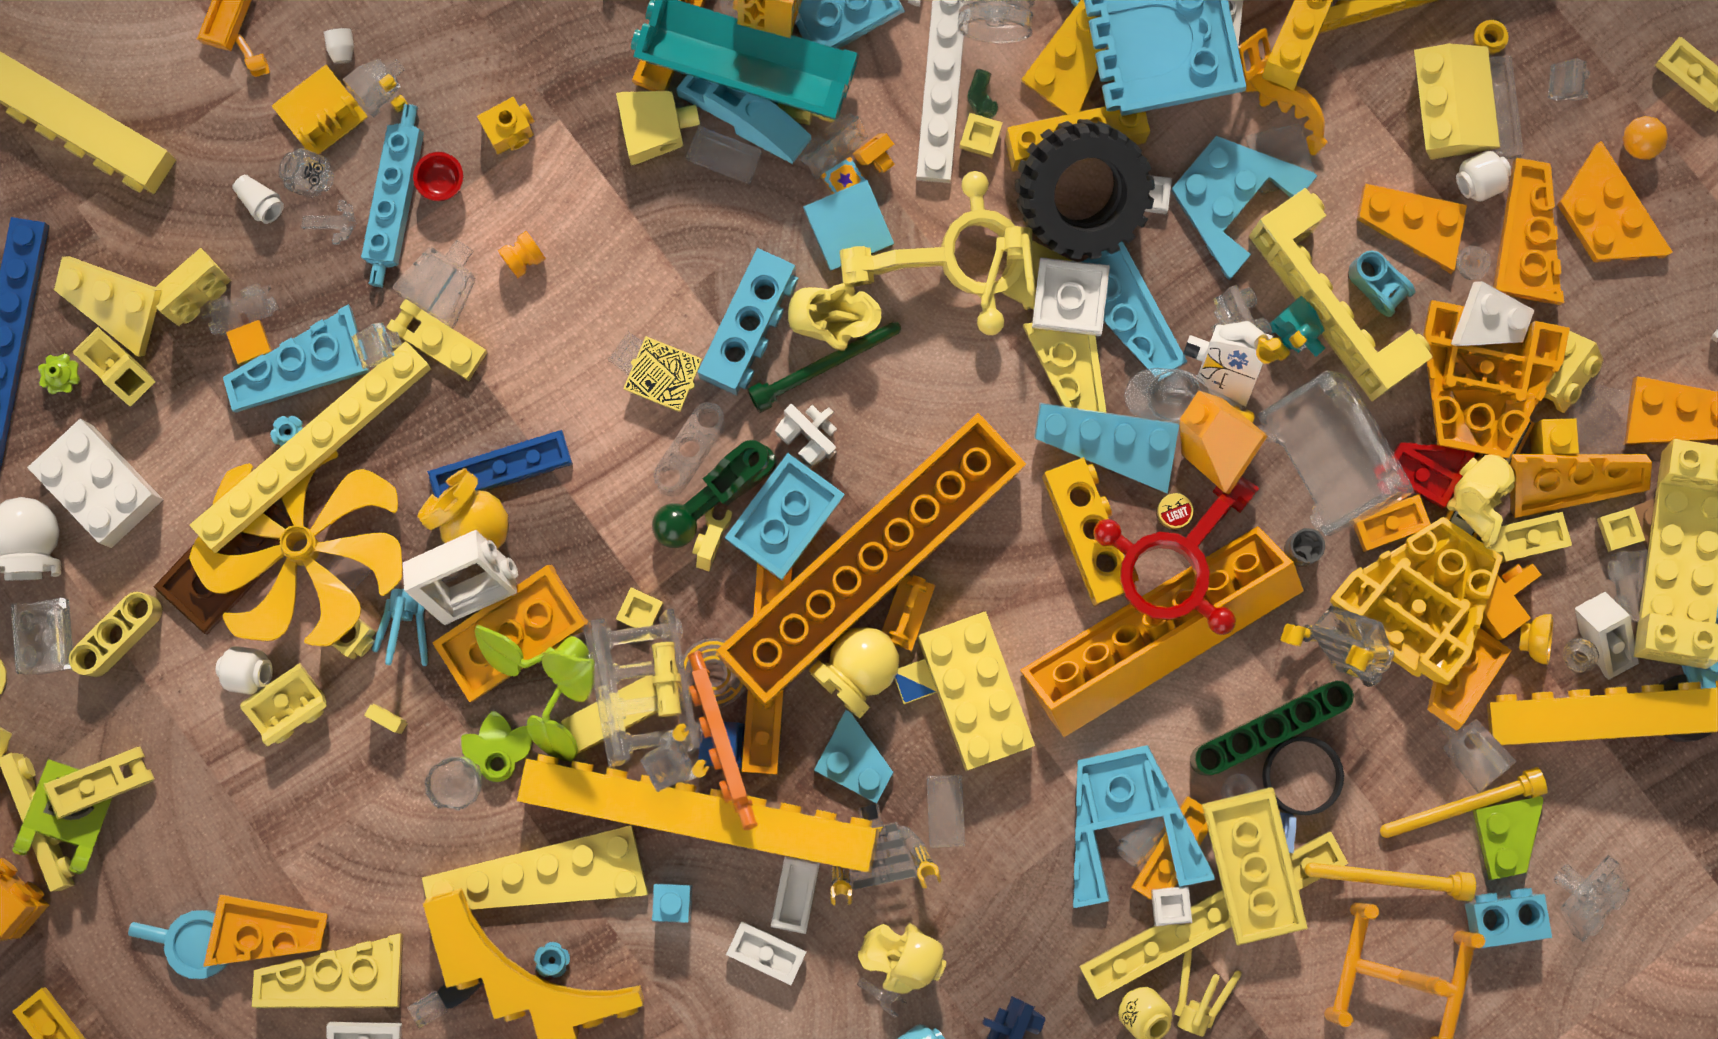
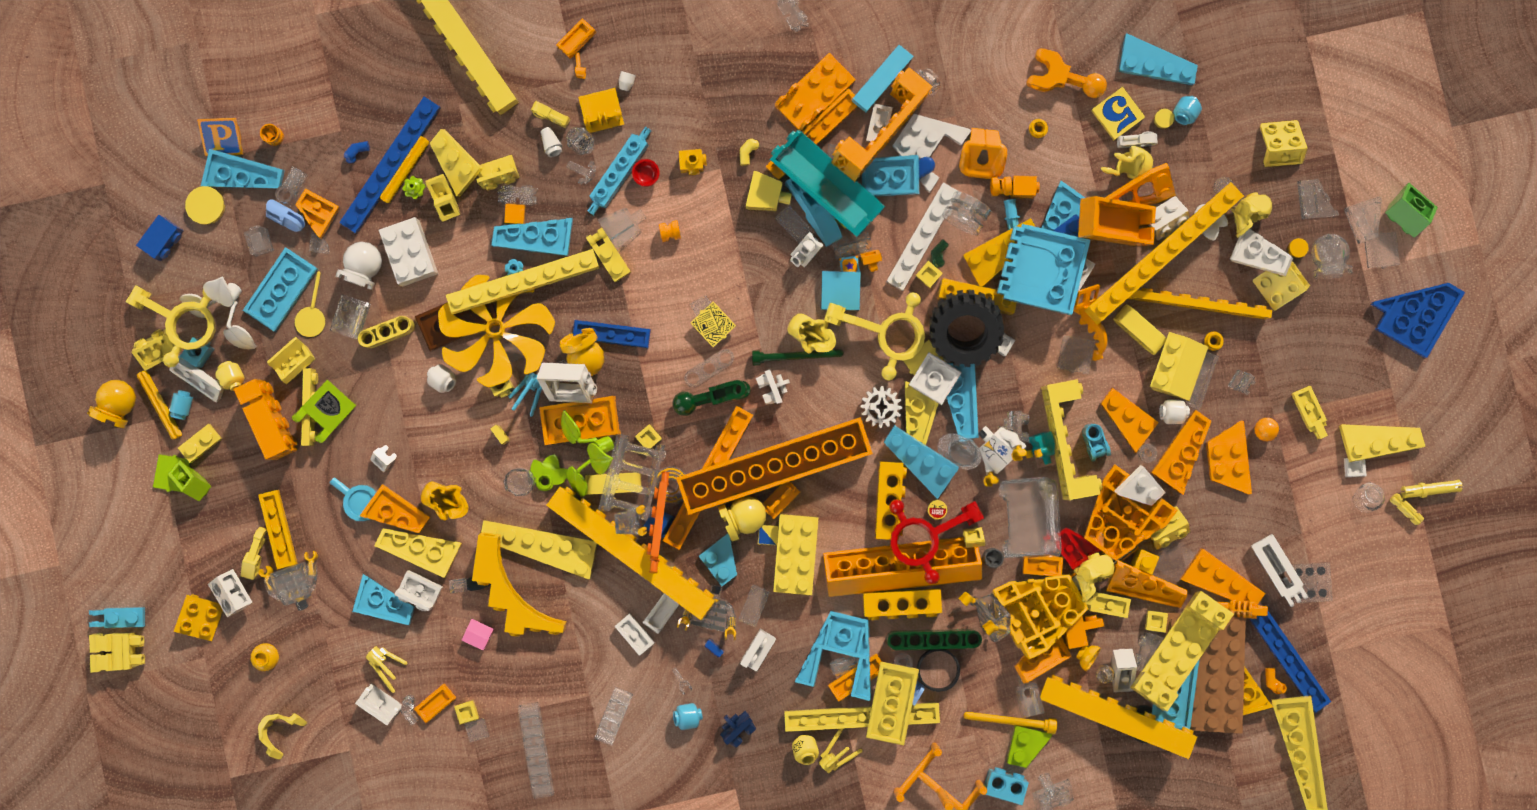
camera: 25 degrees right, 5 degrees up
(30, 352) = (404, 169): none -> yellow axle
(97, 783) = (346, 402): light yellow plate -> none
(200, 853) = (381, 460): none -> white tile
(230, 153) = (550, 114): none -> light yellow piece
(284, 705) = (453, 405): light yellow bracket -> none
(339, 872) = (444, 500): none -> yellow head
(375, 85) = (635, 110): clear piece -> none
(375, 345) = (576, 245): clear tile -> none
(542, 957) = (529, 594): medium azure plate -> none
(587, 70) = (746, 149): none -> light yellow arm
(666, 679) = (645, 479): light yellow pin -> none
(672, 902) = (599, 589): medium azure brick -> none
(708, 544) = (696, 420): light yellow plate -> none
(761, 184) = (805, 250): none -> white hips
(762, 271) = (786, 294): medium azure brick -> none
(784, 516) = (740, 424): medium azure plate -> none
(907, 959) = (701, 670): light yellow head -> none
(911, 913) = (714, 648): none -> blue tile
(987, 882) = (758, 650): none -> white bracket
(1017, 377) = (889, 407): none -> white gear
(1018, 245) = (920, 341): light yellow plant -> none
(1171, 906) = (842, 703): white tile -> none
(1218, 439) = (974, 485): light orange slope -> none
(1222, 185) = (1038, 356): medium azure wing -> none
(1235, 659) = (932, 607): none -> yellow brick
(1257, 529) = (973, 537): none -> light yellow tile
(1365, 70) = (1140, 329): none -> light yellow beam
(1460, 886) = (989, 758): yellow piece -> none

